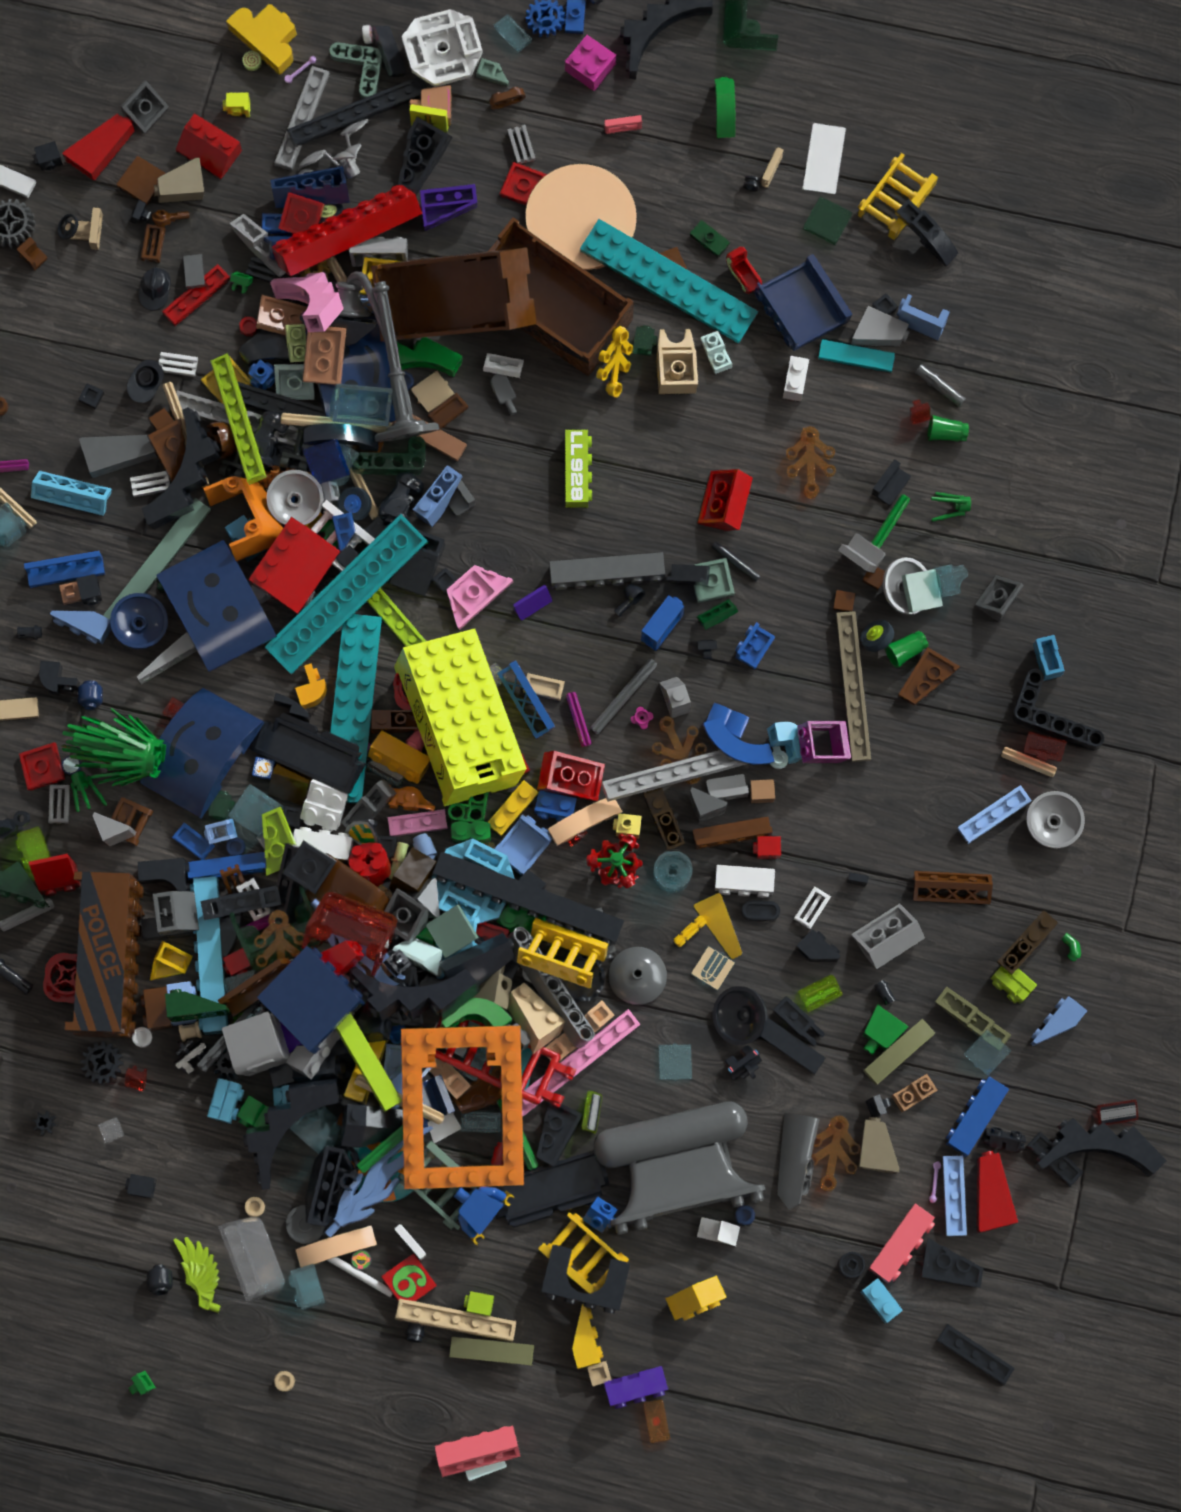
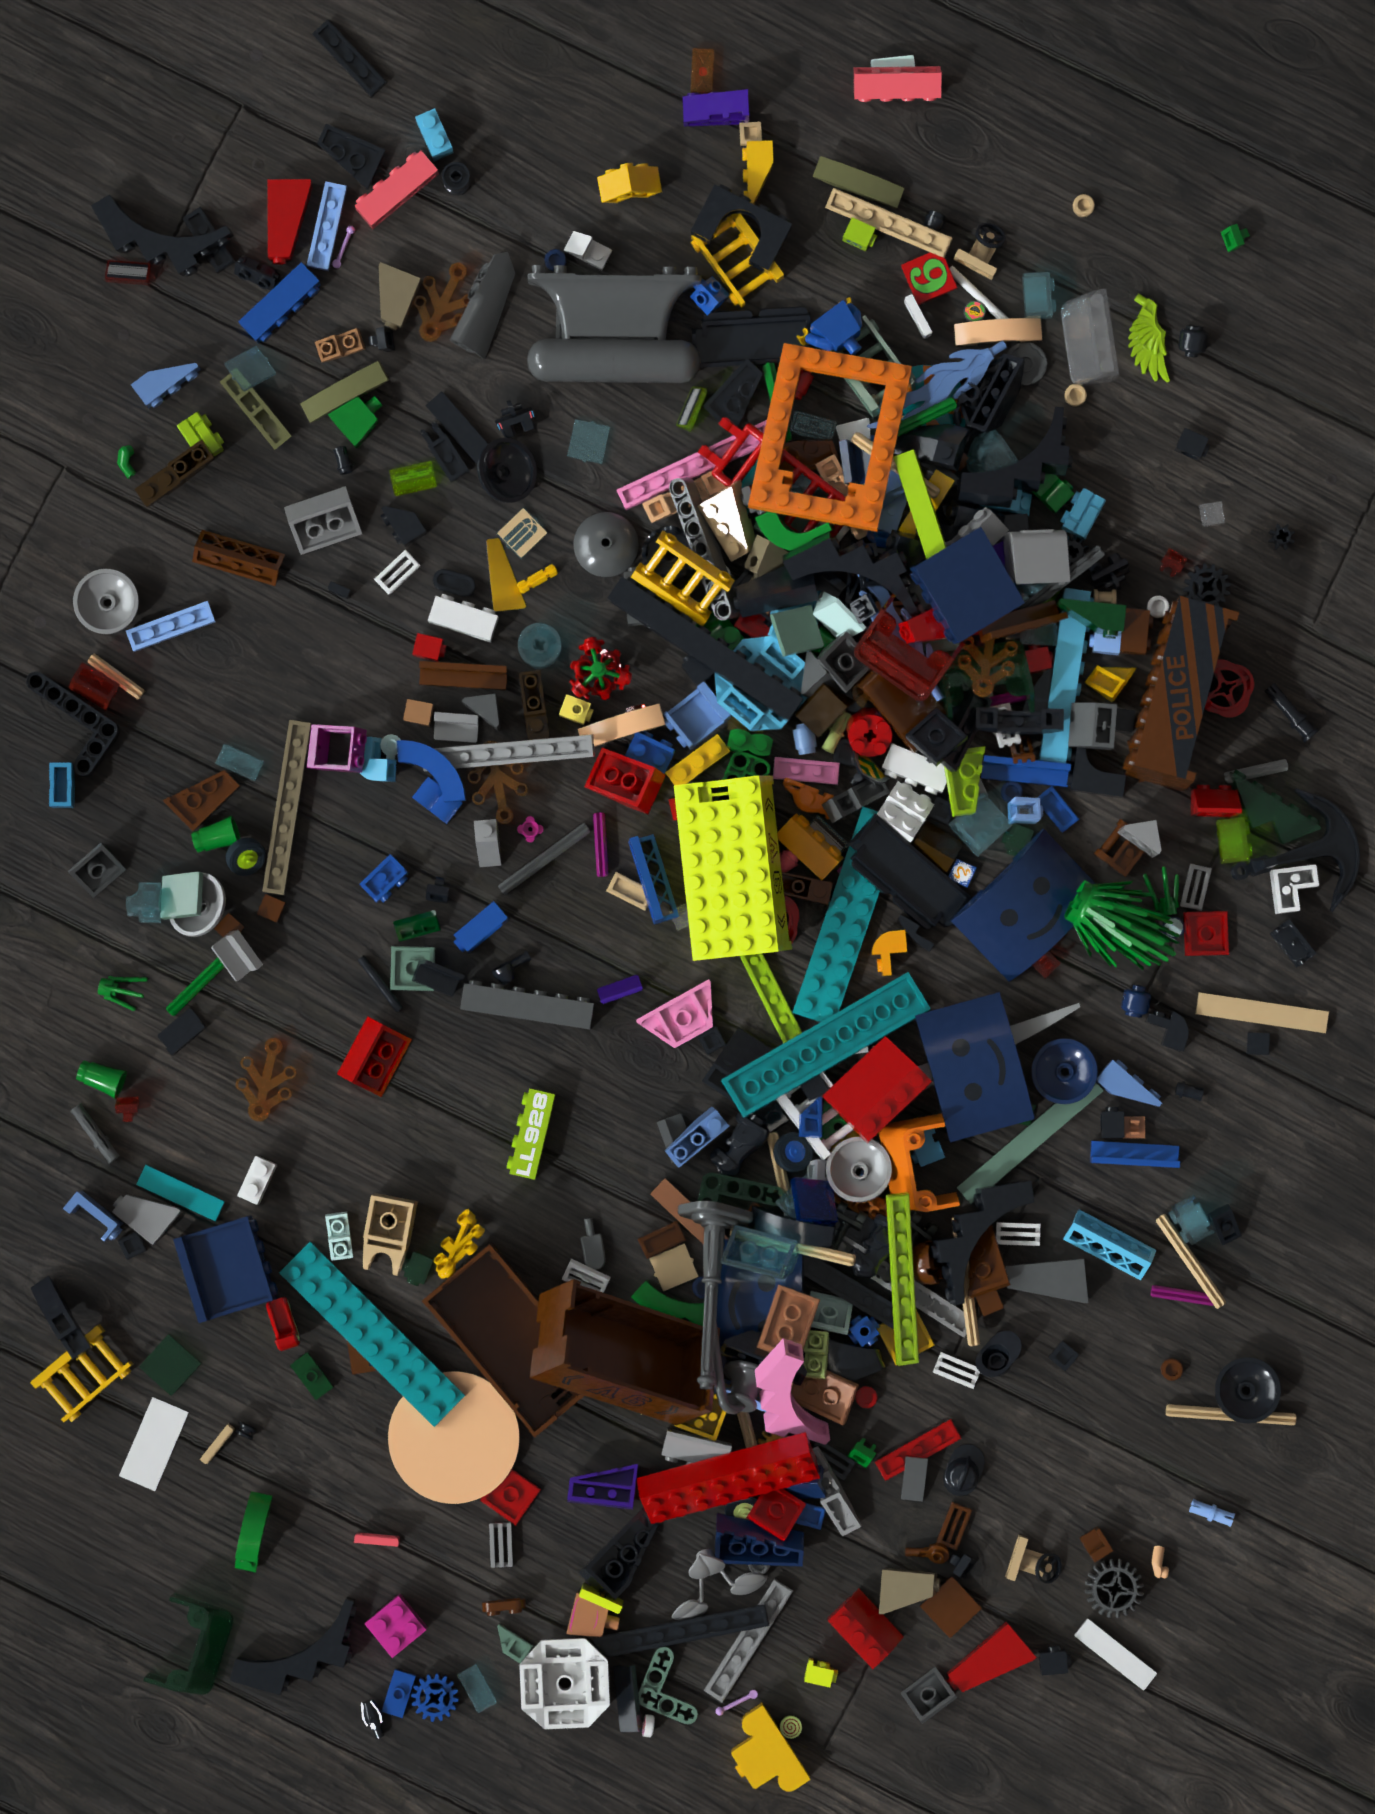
camera: 165 degrees left, 10 degrees up
(366, 1317) = (982, 251): none -> tan piece
(903, 715) = (239, 762): none -> clear light blue tile

